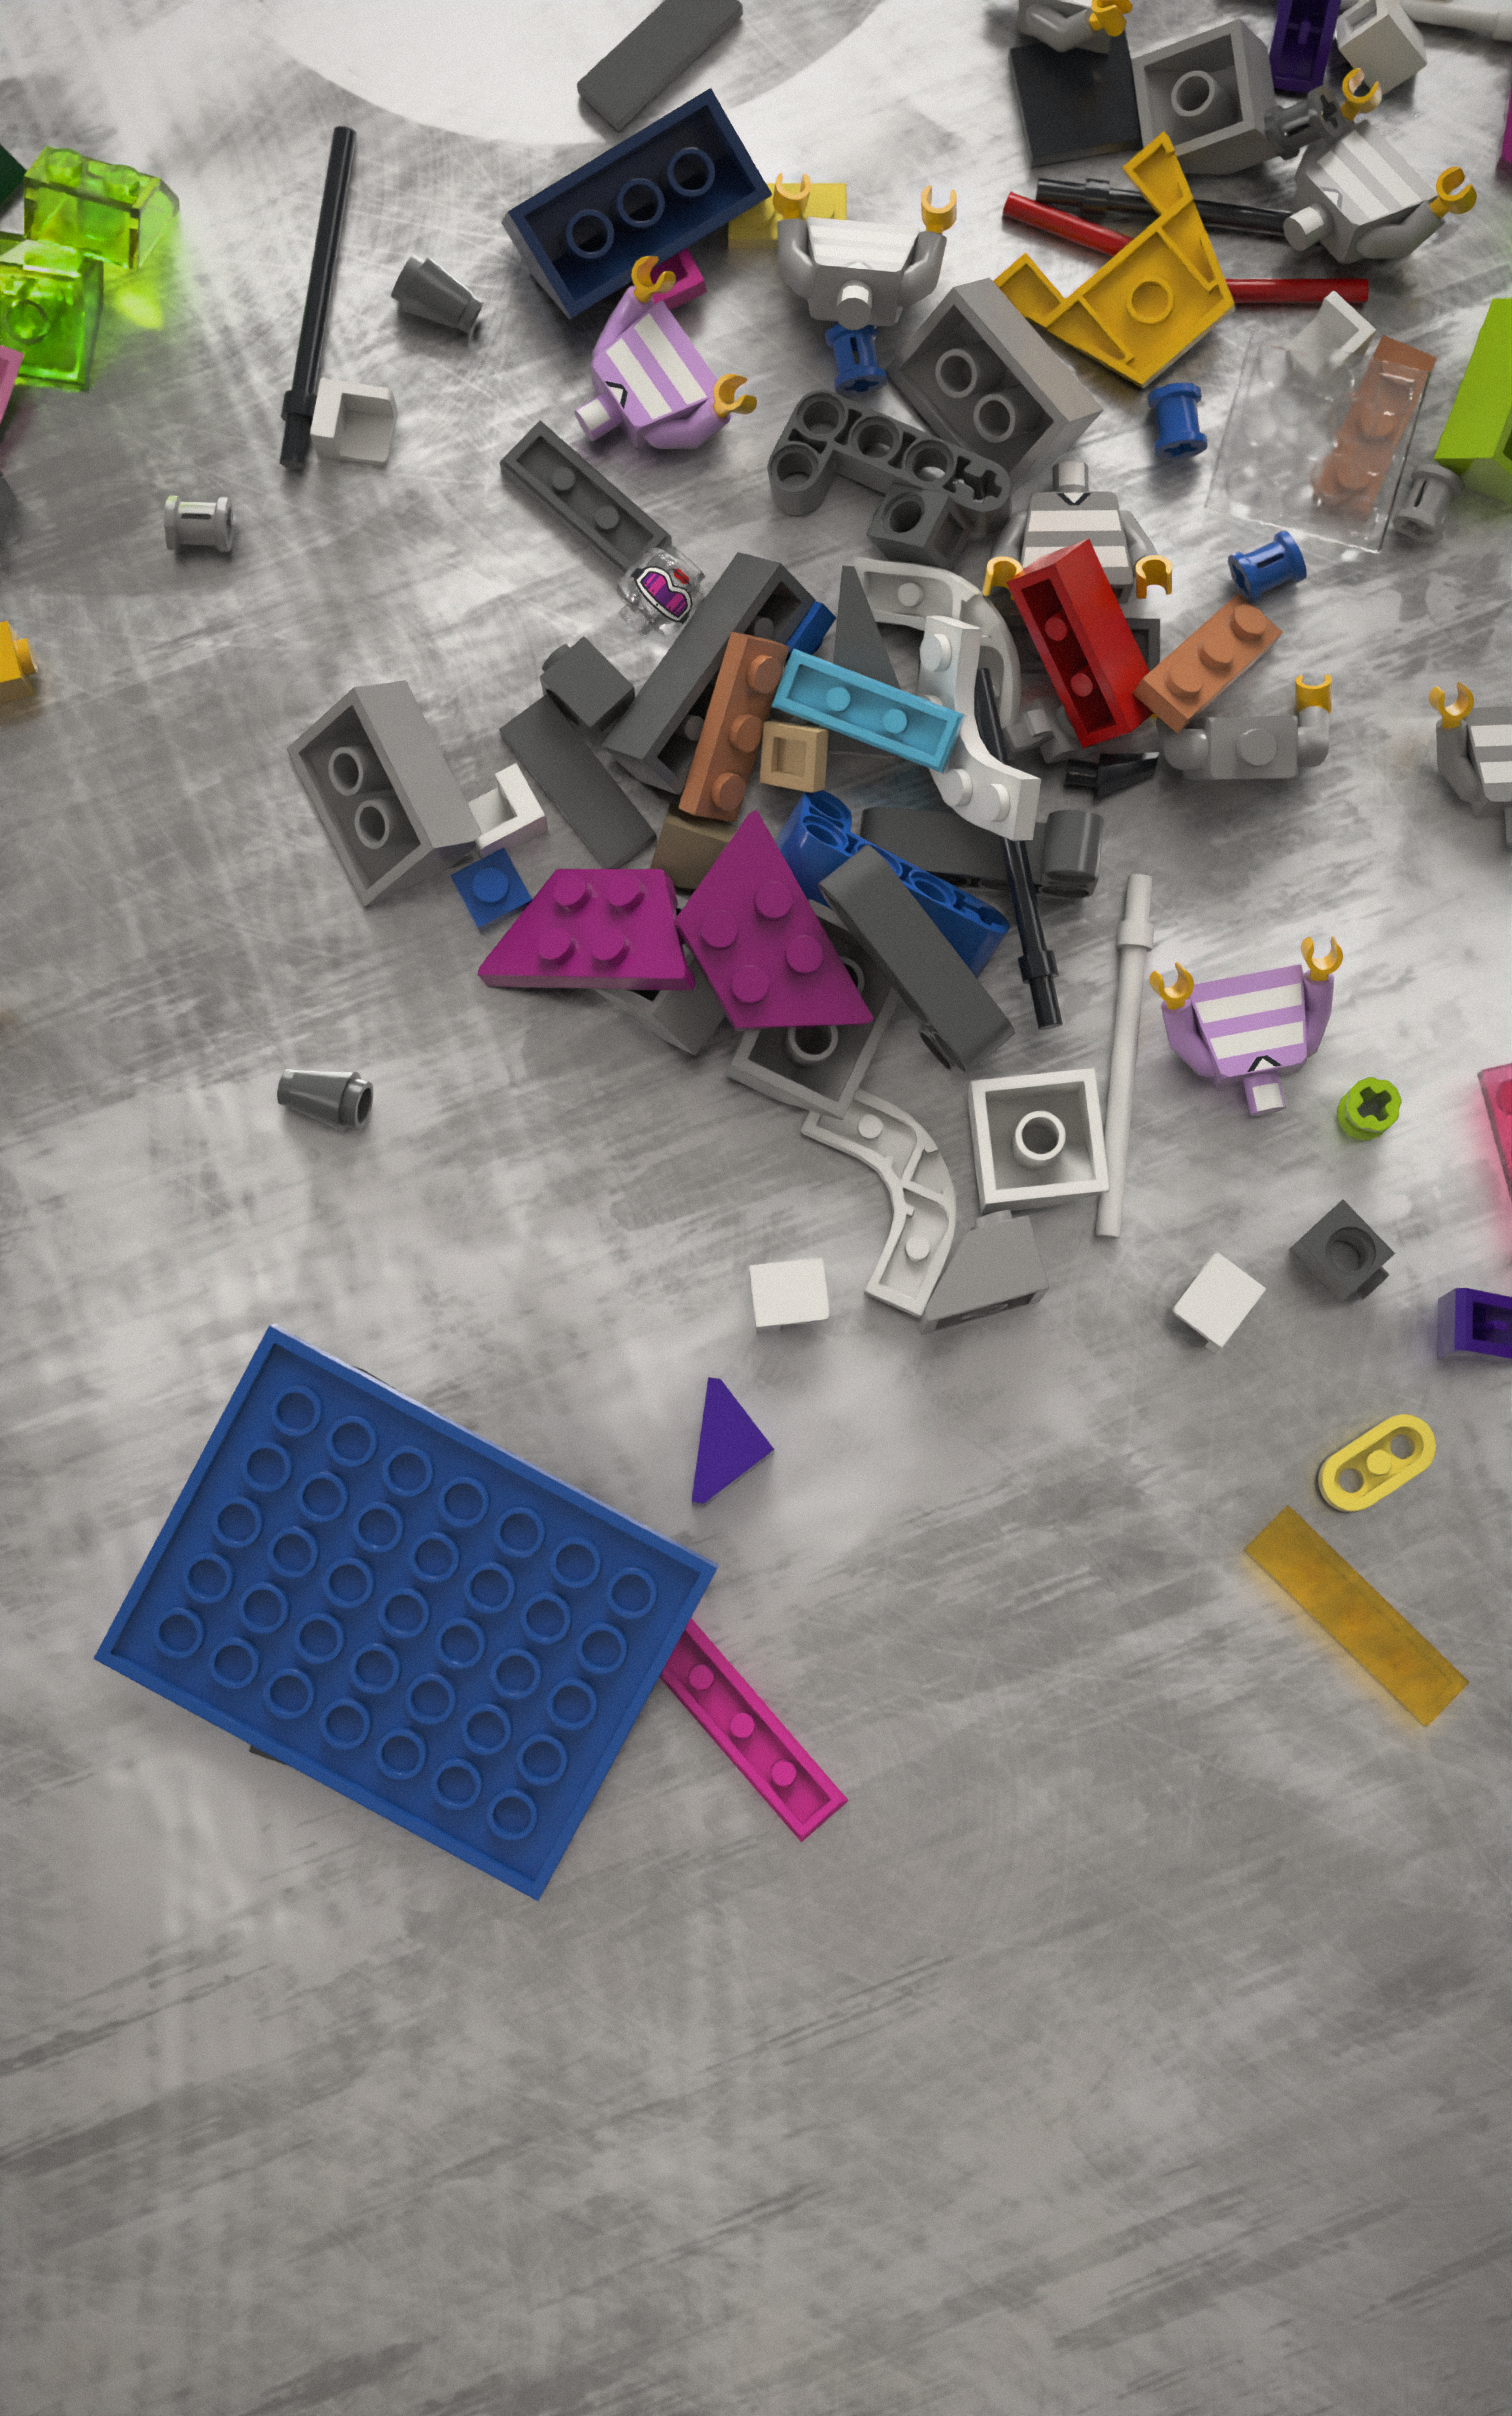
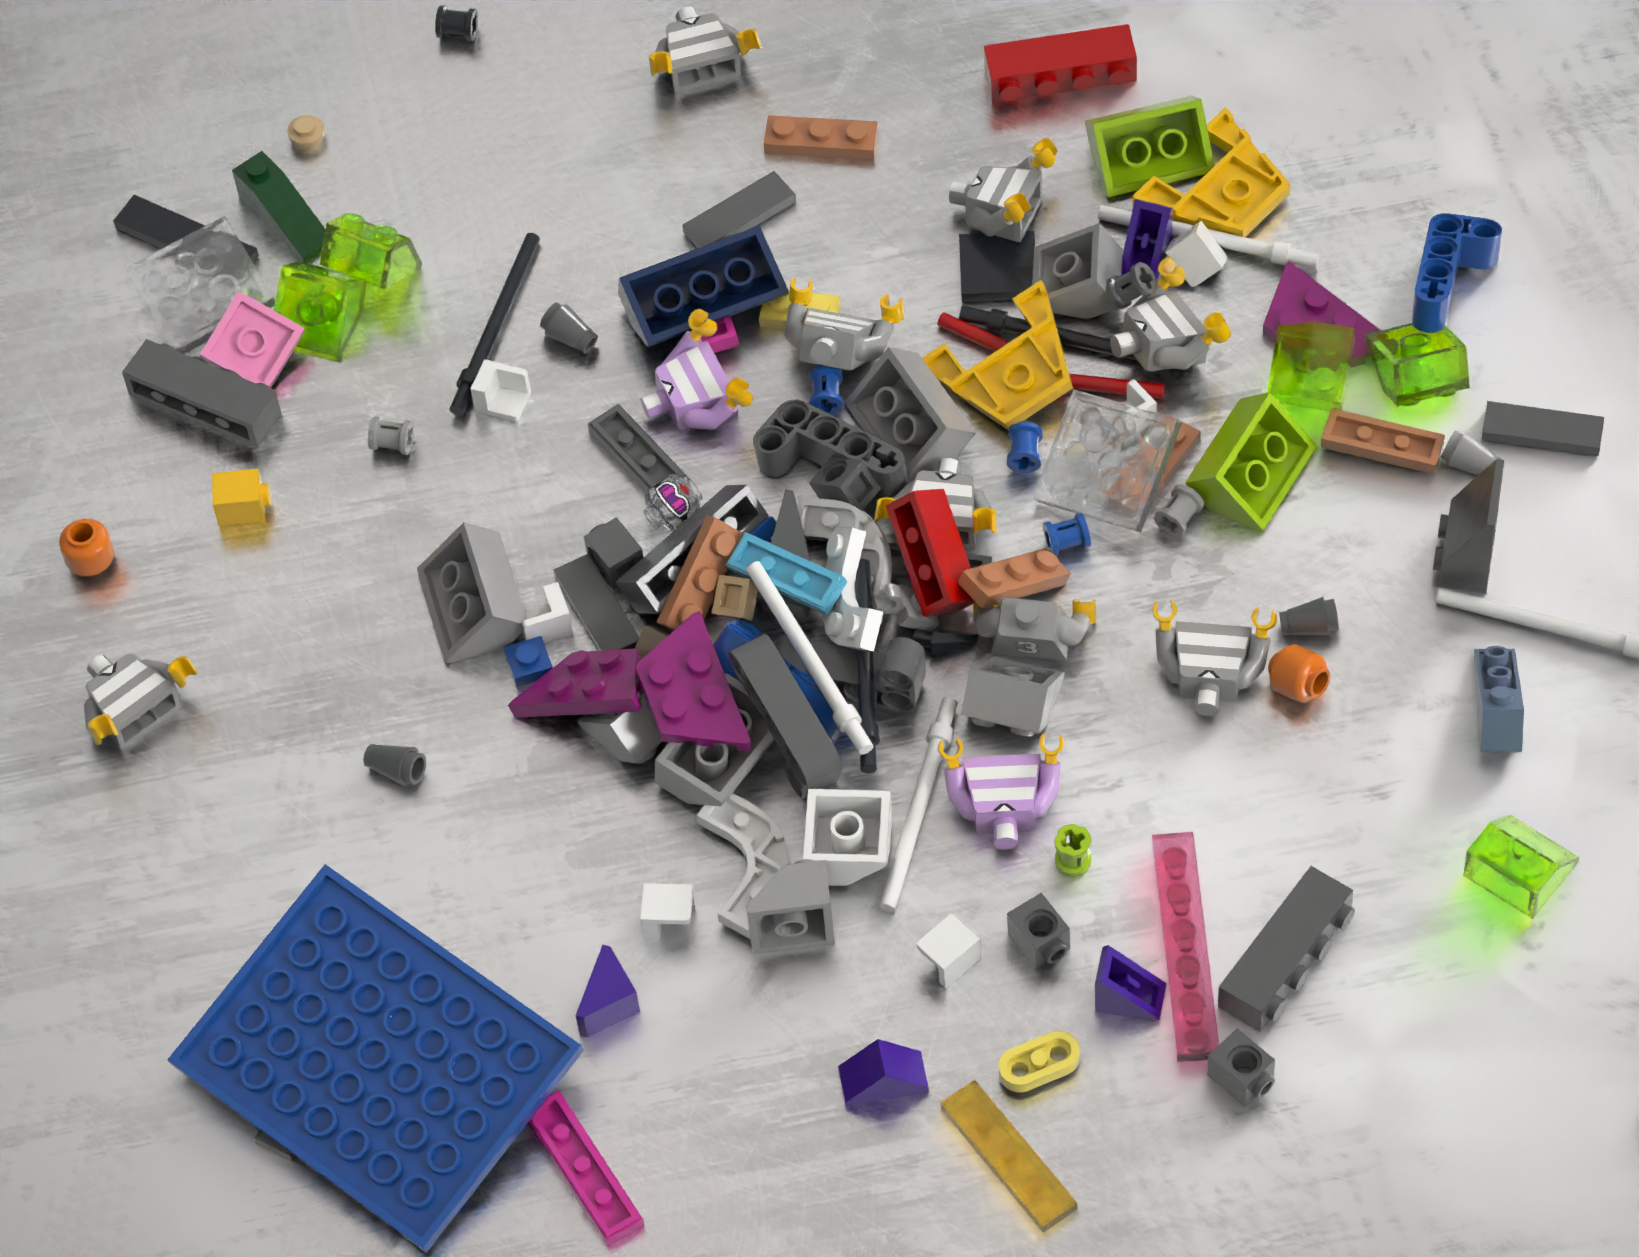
camera: 15 degrees right, 25 degrees down
(1006, 951) = (844, 714): none -> white bar
(1151, 1515) = (882, 1073): none -> dark purple slope
(1234, 853) = (1011, 694): none -> light grey slope

